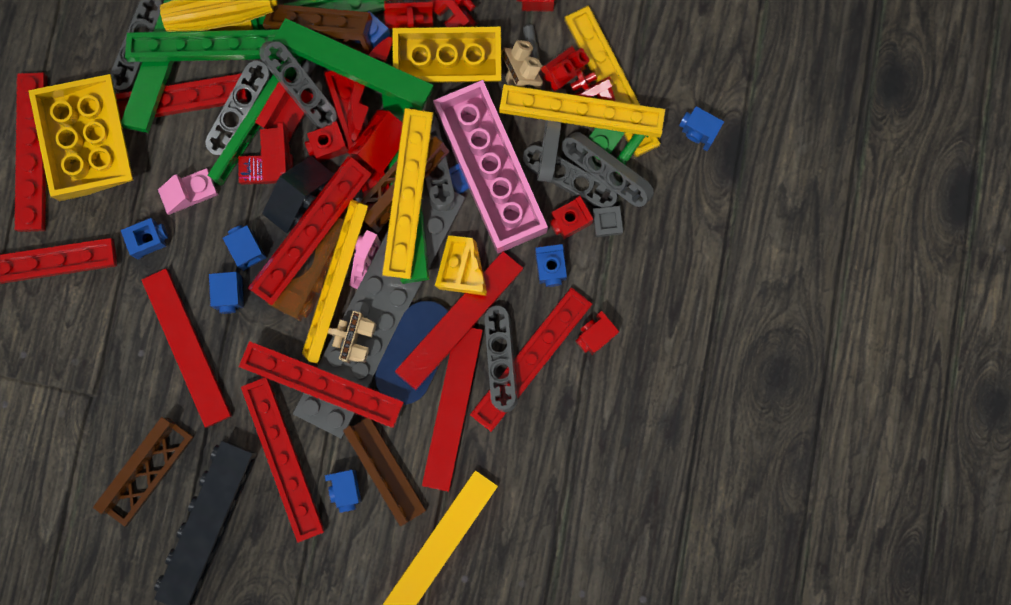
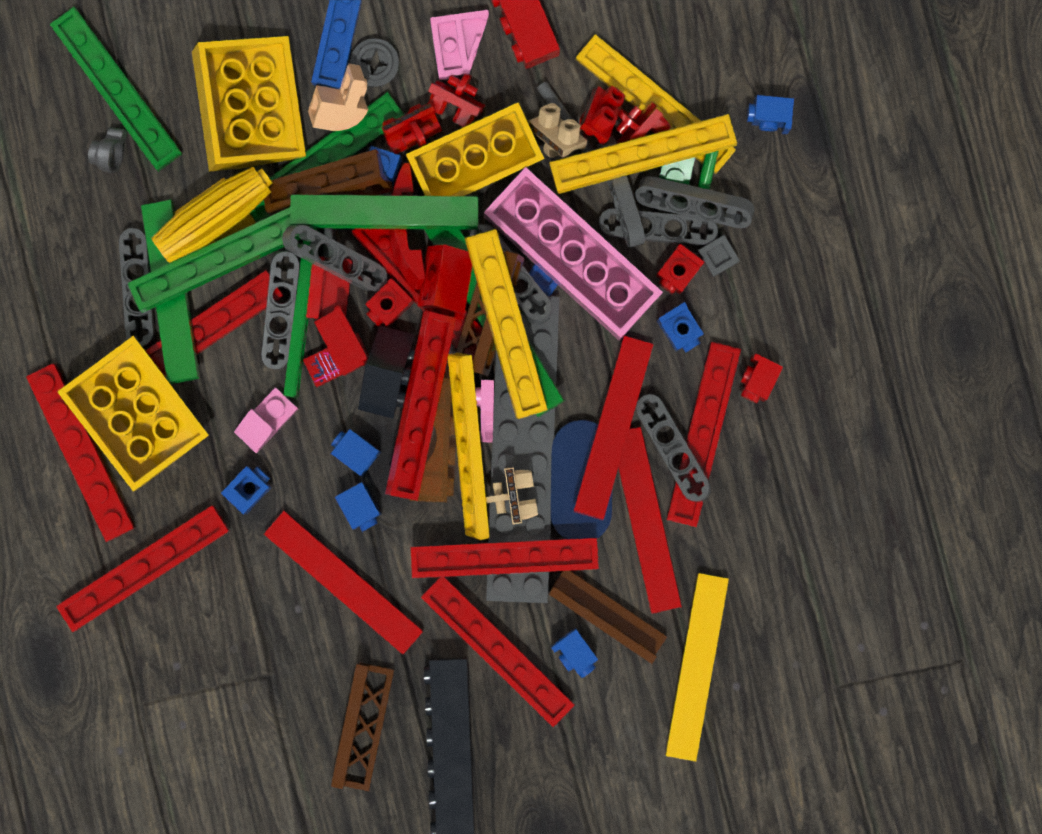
camera: 30 degrees left, 5 degrees up
(461, 267) = (590, 372): yellow wing -> none

